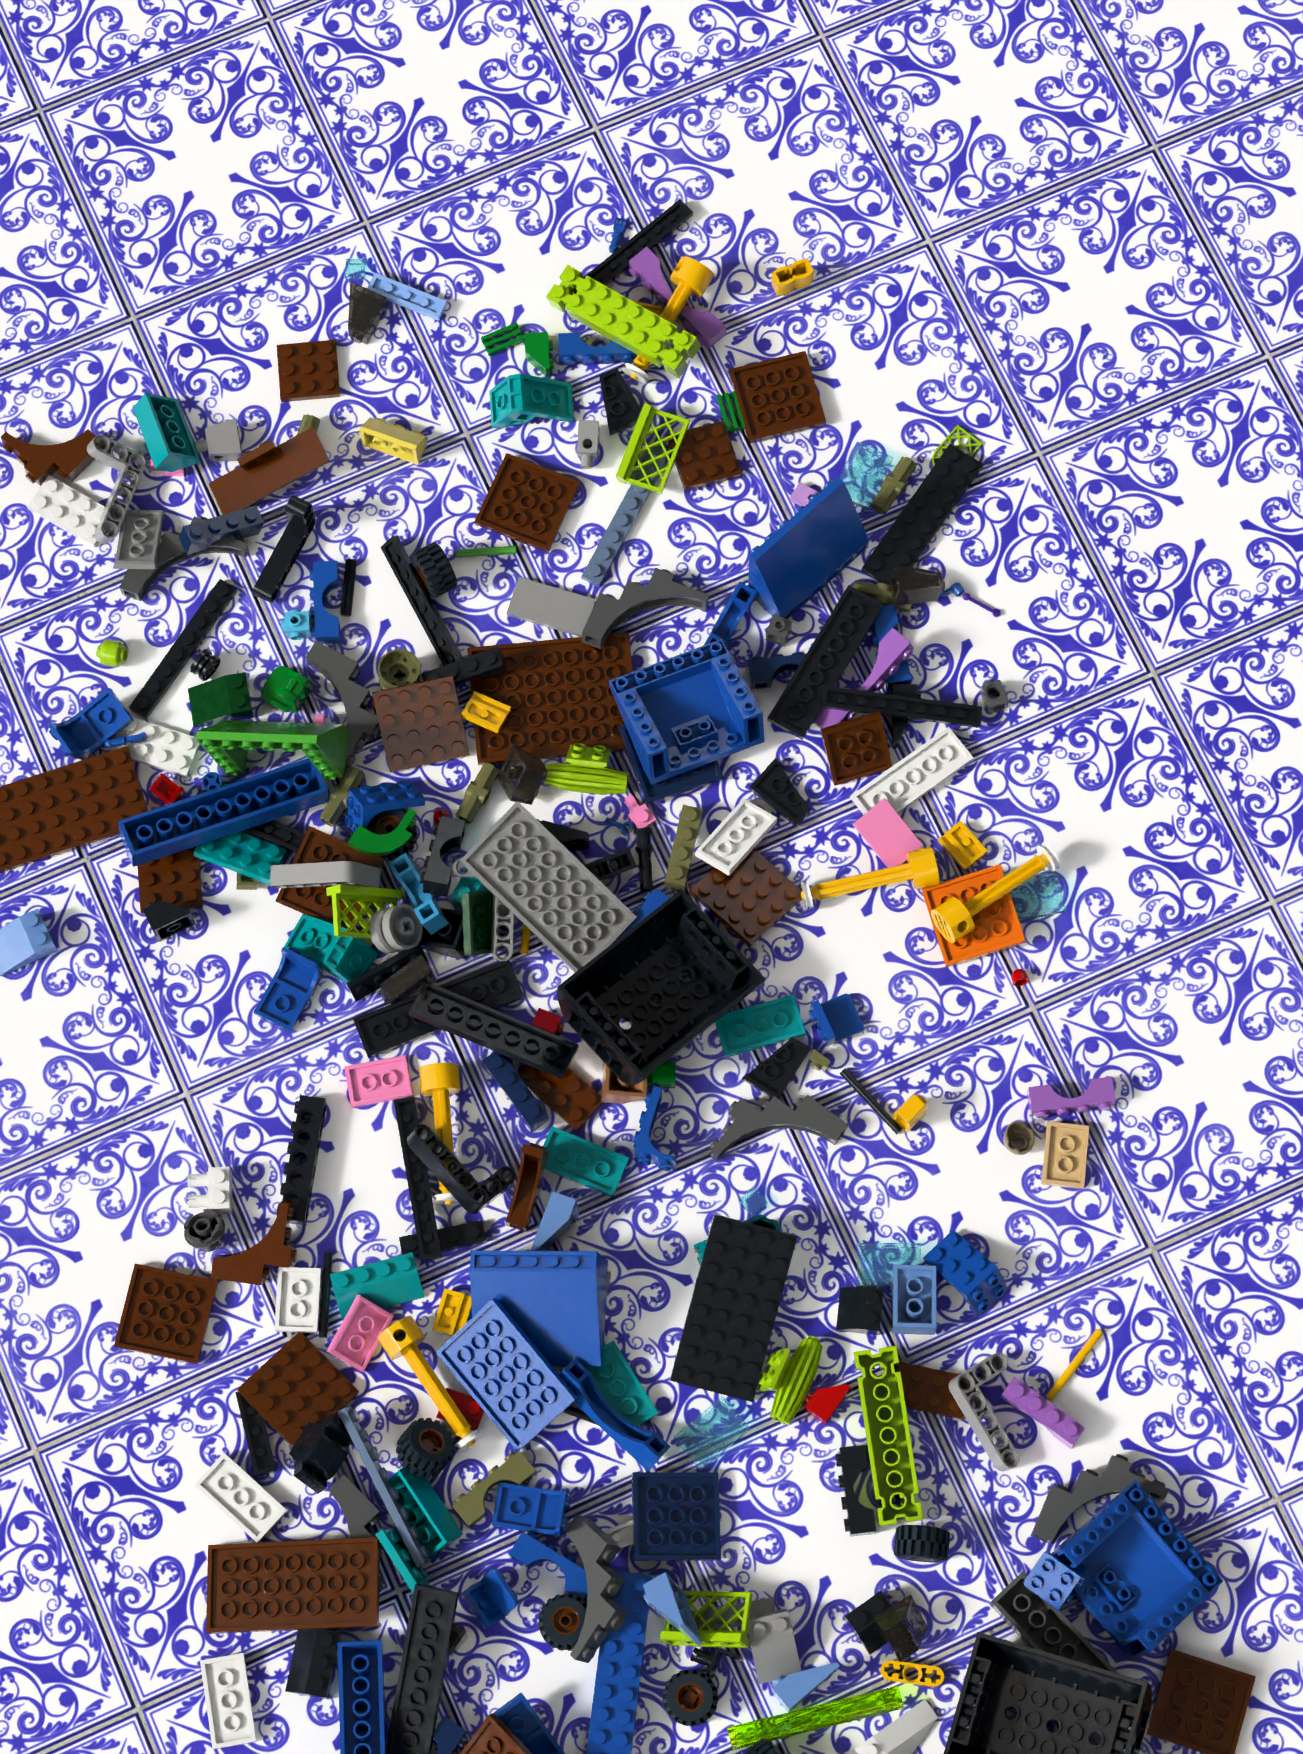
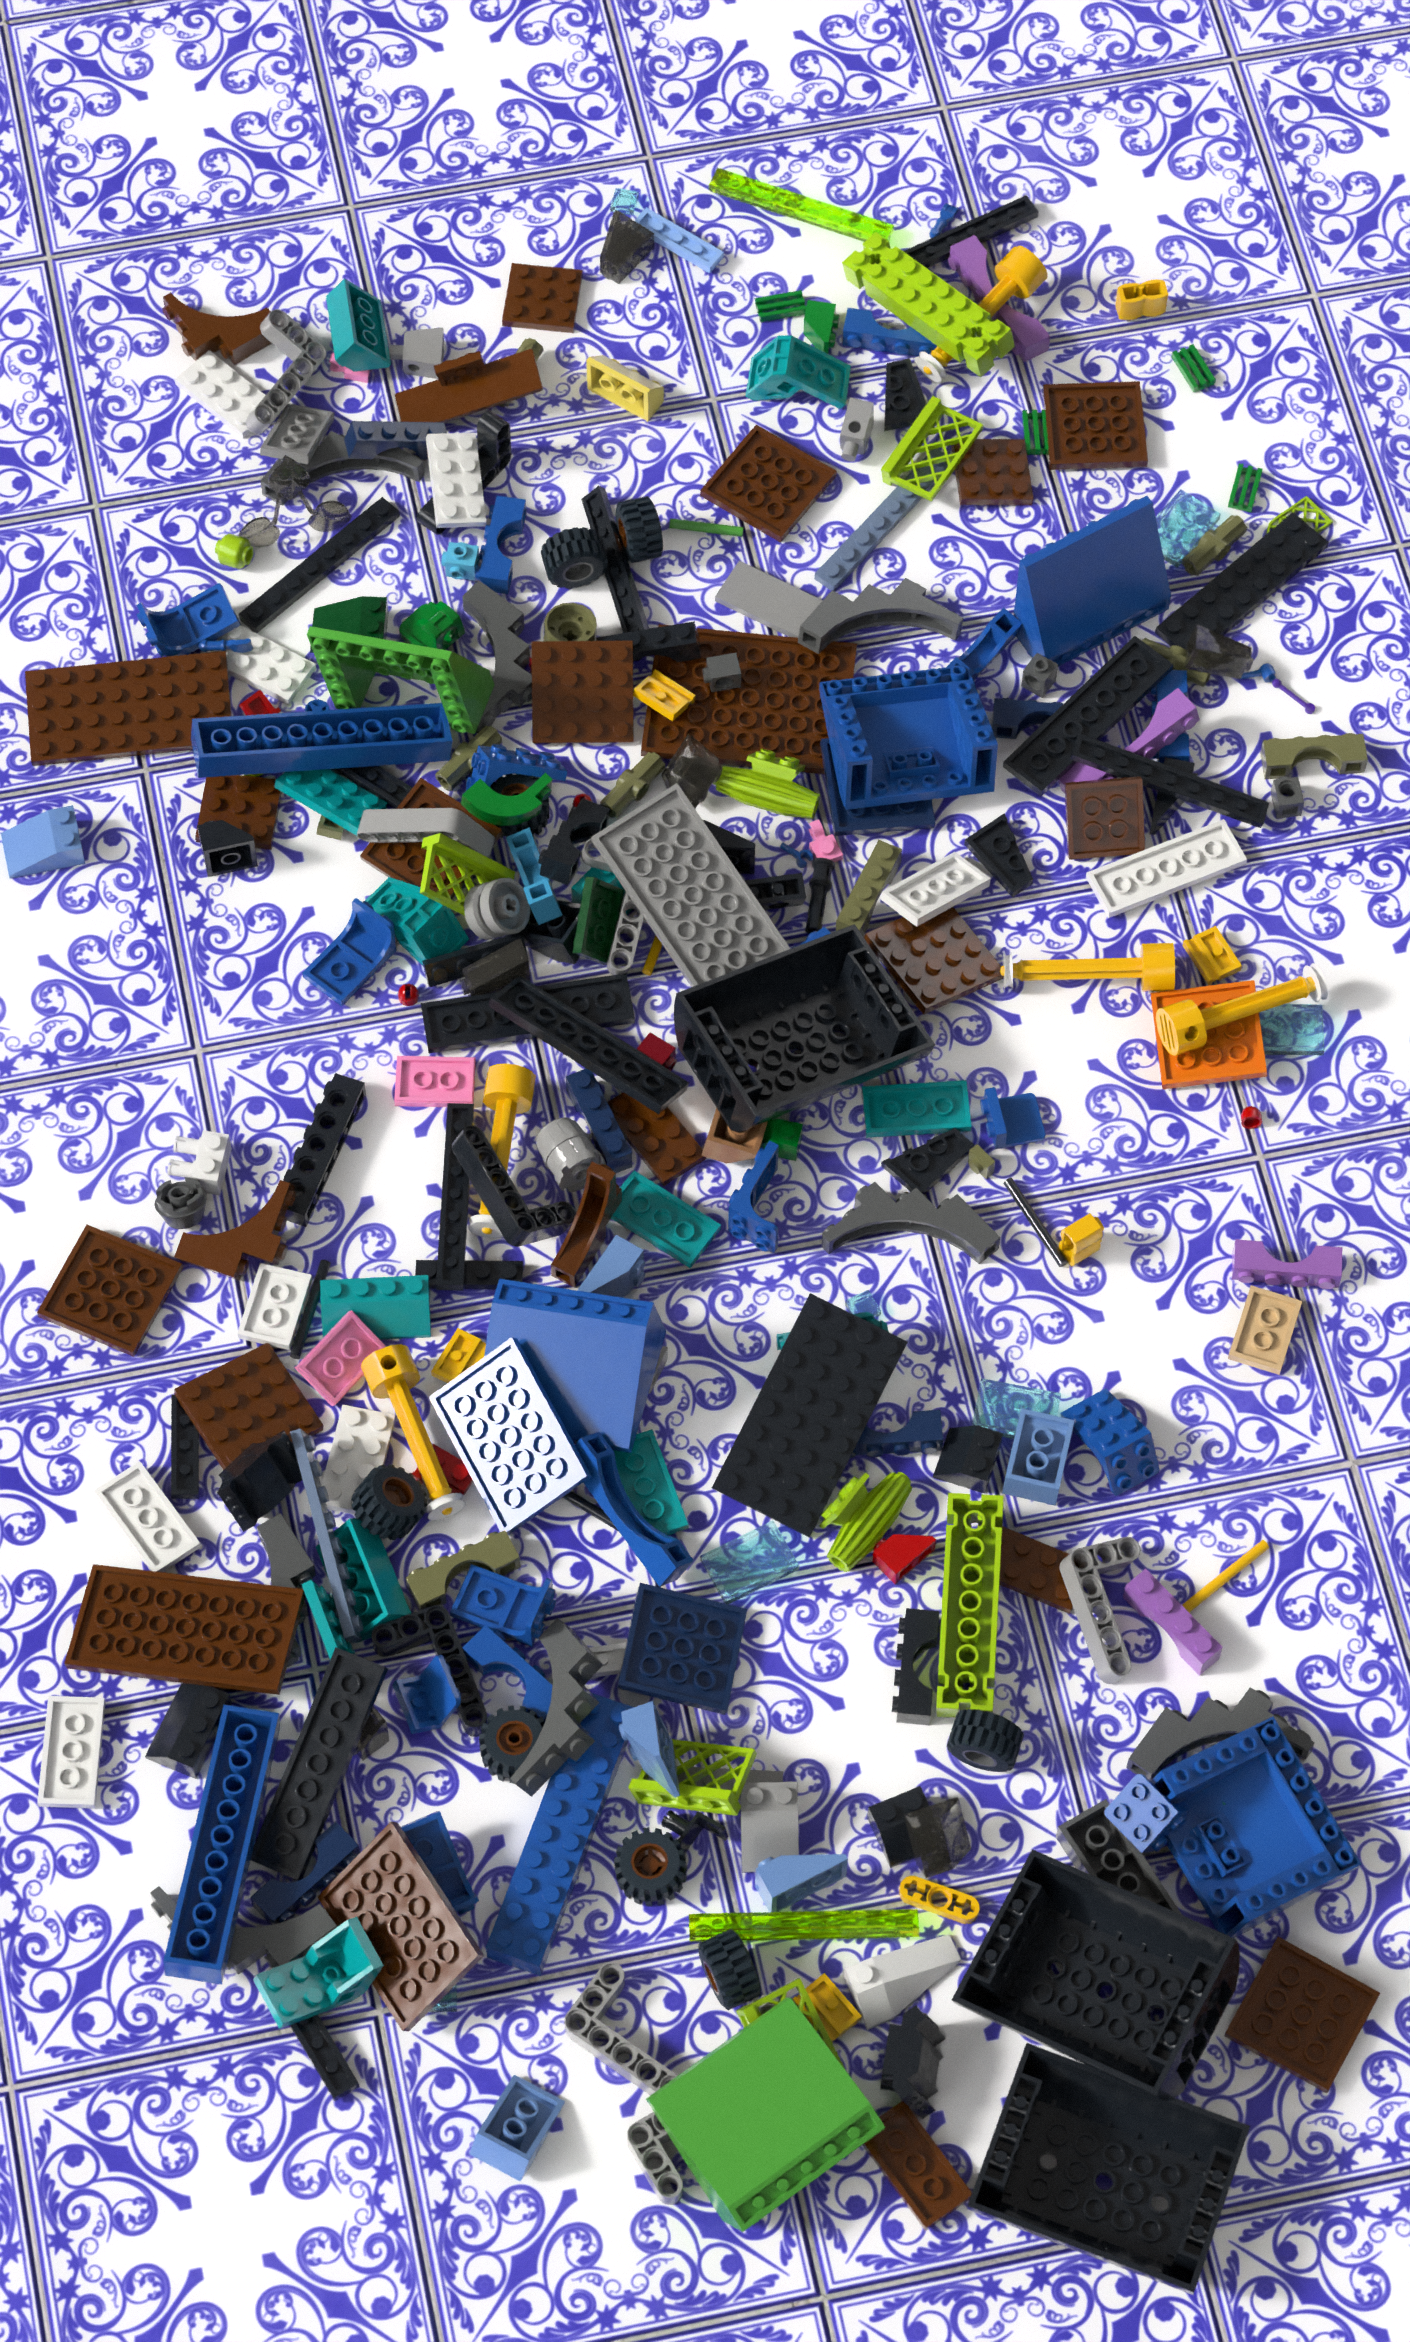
camera: 10 degrees right, 10 degrees down
(144, 591) = (288, 481): none -> clear smoke plant
(205, 664) = (340, 582): black wheel -> none
(277, 556) = (456, 480): none -> white plate
(346, 1012) = (414, 995): none -> red hinge
(348, 587) = (532, 535): black axle -> none
(387, 605) = (574, 557): none -> black wheel
(389, 1409) = (357, 1448): none -> white plate
(498, 1124) = (567, 1152): none -> light grey piece
(499, 246) = (797, 206): none -> clear neon green plate
(500, 1562) = (453, 1657): none -> black beam
(528, 683) = (722, 672): none -> dark grey brick
(821, 1298) = (920, 1434): none -> dark blue arch
(835, 315) = (1210, 380): none -> green tile
(887, 834) = (1120, 920): bright pink tile -> none
(907, 412) = (1248, 472): none -> green tile
(1018, 1138) = (1210, 1297): dark tan hair -> none
(1032, 648) = (1343, 752): none -> olive arch

